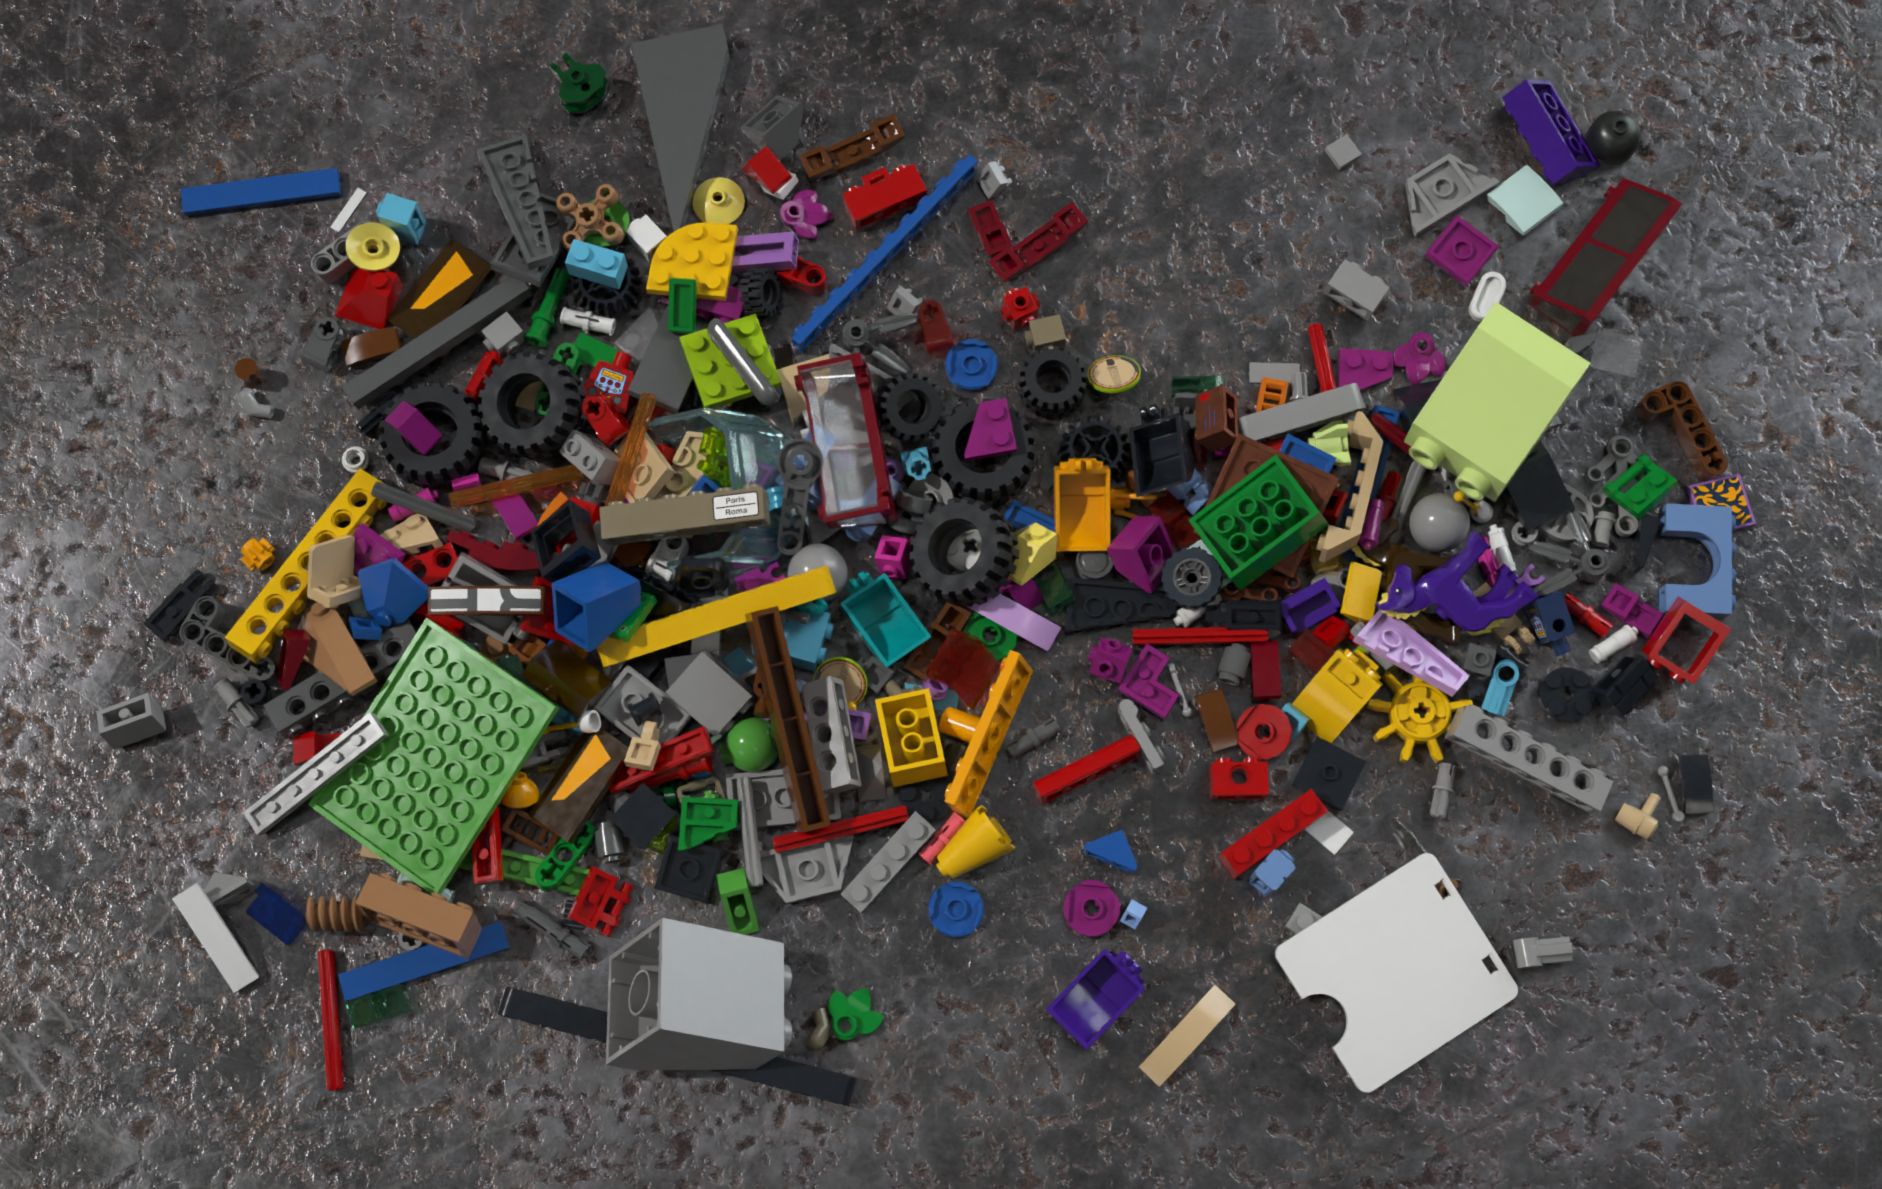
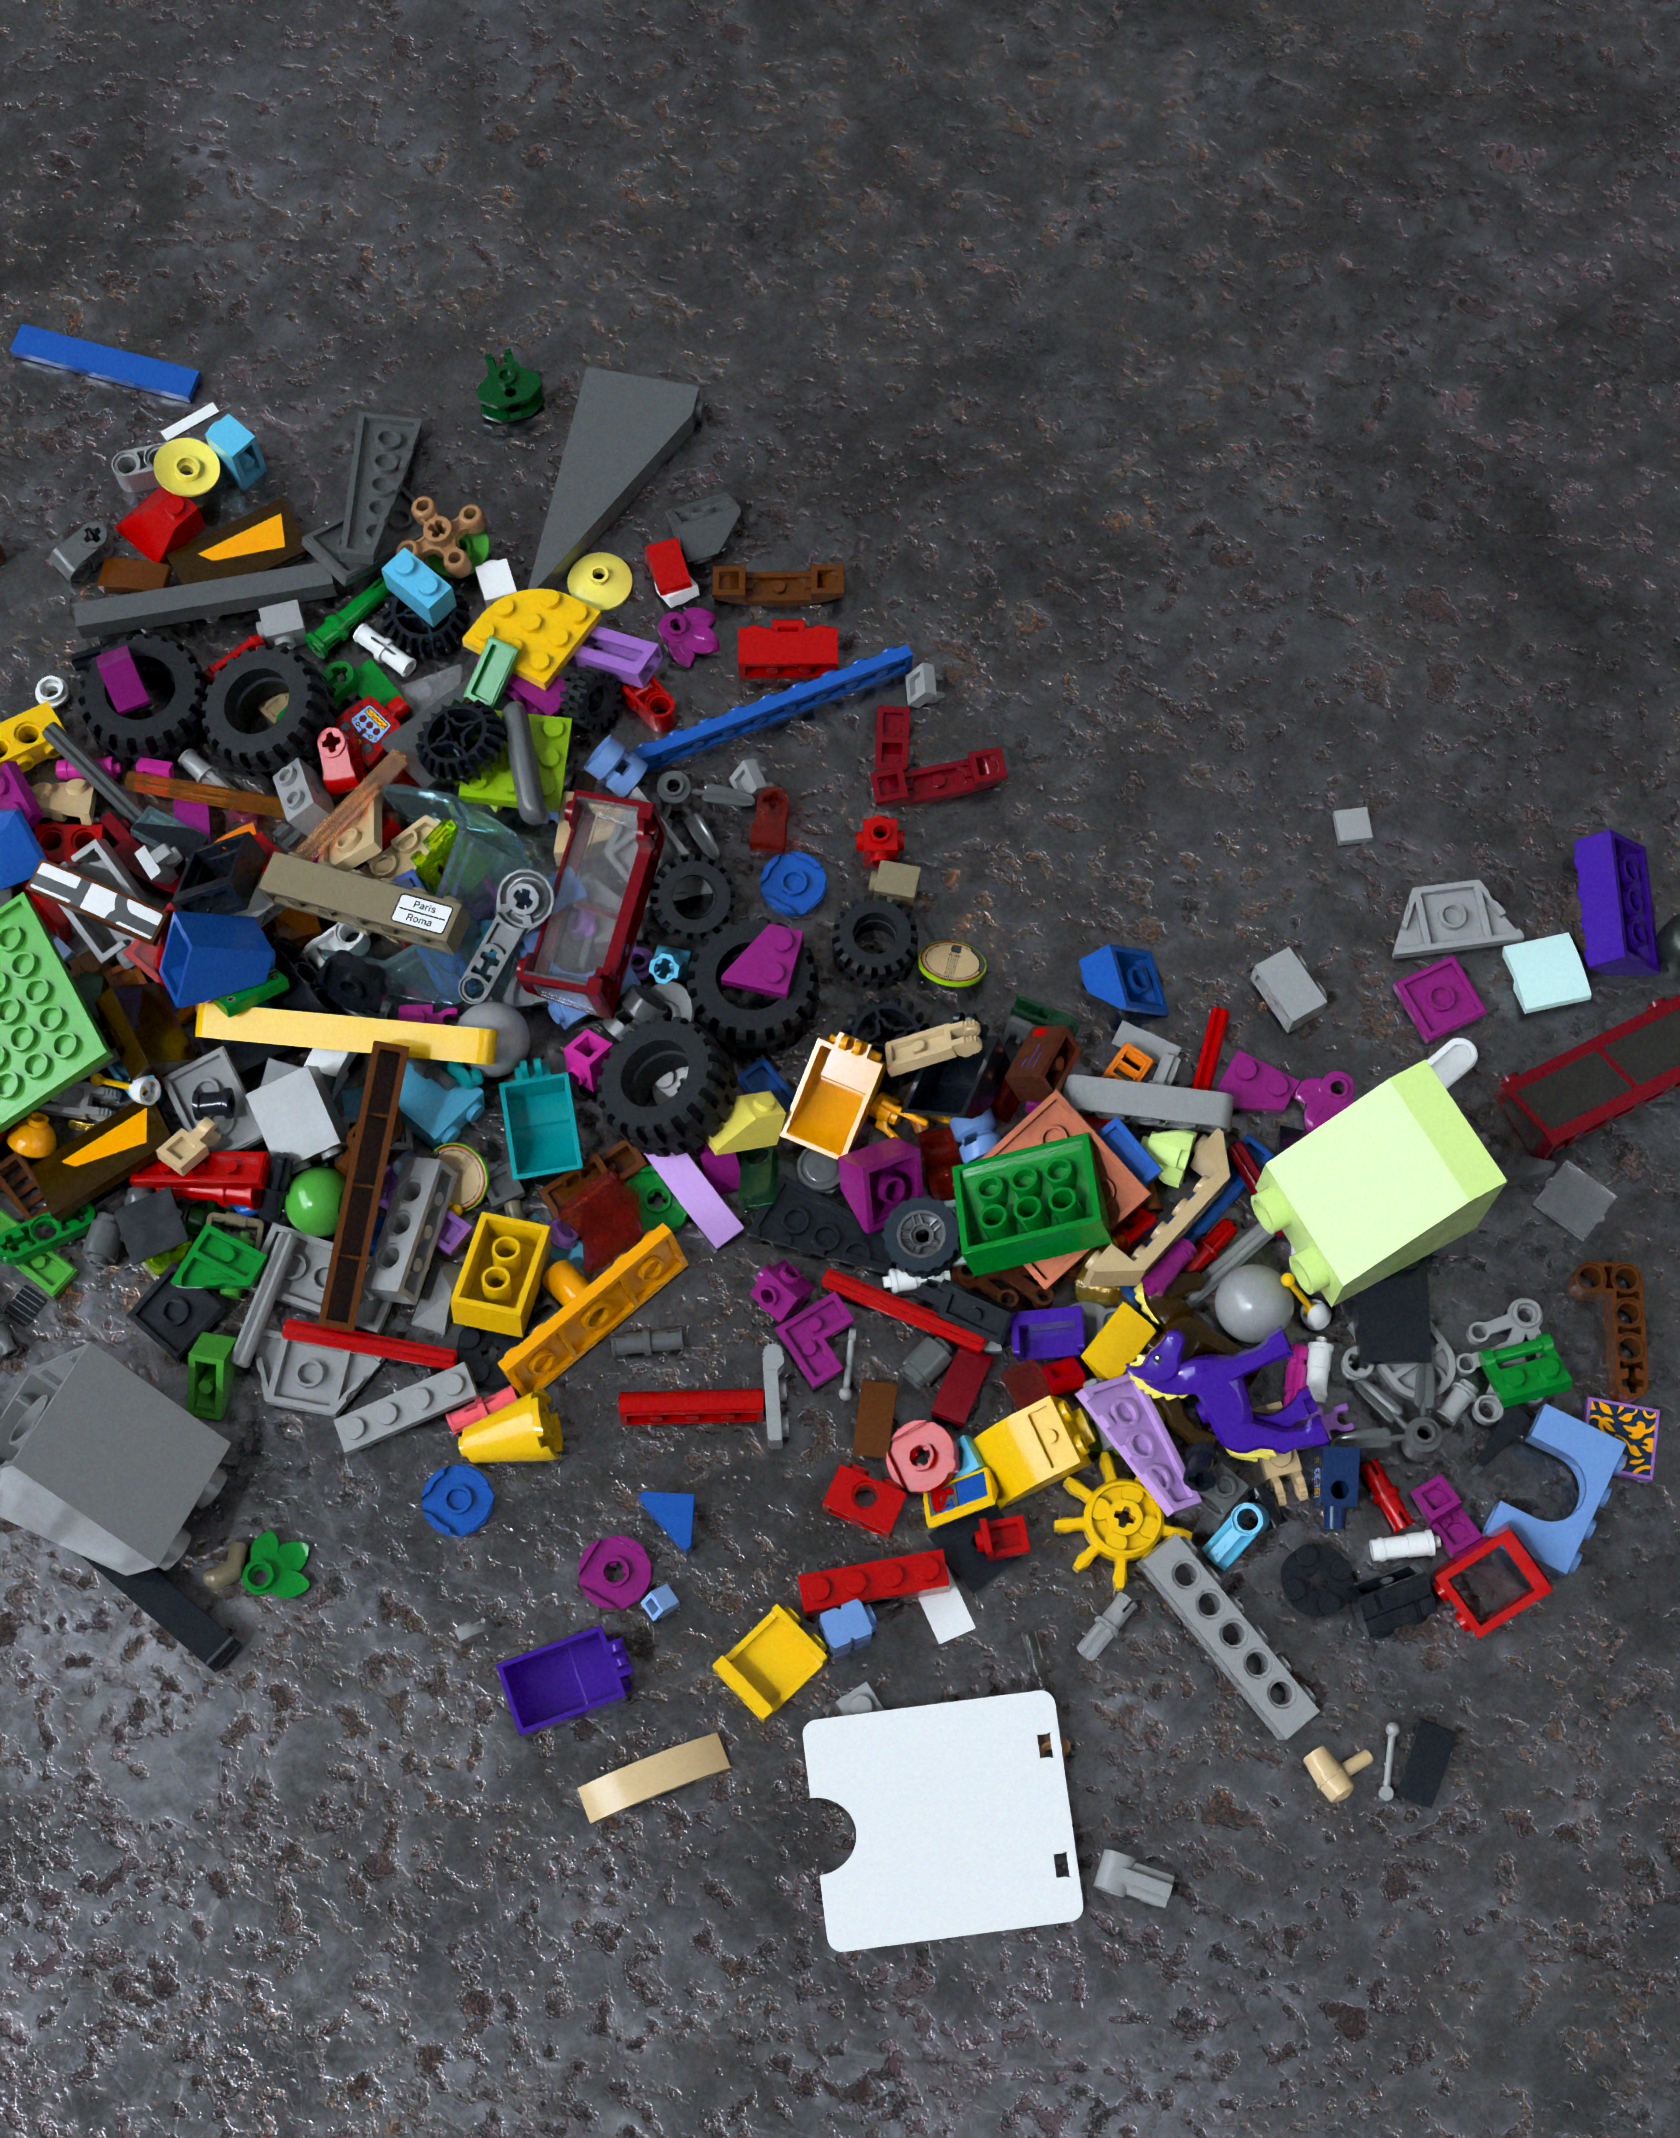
camera: 25 degrees right, 5 degrees down
(505, 528) = (159, 828): none -> tile
(511, 551) = (160, 862): none -> light grey tile
(593, 898) = (49, 1295): red plate -> none
(677, 381) = (461, 741): none -> black gear
(720, 744) = (276, 1187): none -> black axle
(808, 335) = (605, 760): none -> medium blue wheel
(1014, 993) = (468, 1632): none -> light grey tile
(1136, 440) = (932, 1046): none -> tan hinge
(1229, 919) = (772, 1662): none -> yellow panel
(1239, 333) = (1124, 979): none -> blue slope
(1305, 748) = (961, 1497): none -> slope
(1347, 762) = (1002, 1538): none -> red bracket
(1457, 648) = (1200, 1473): none -> black bush

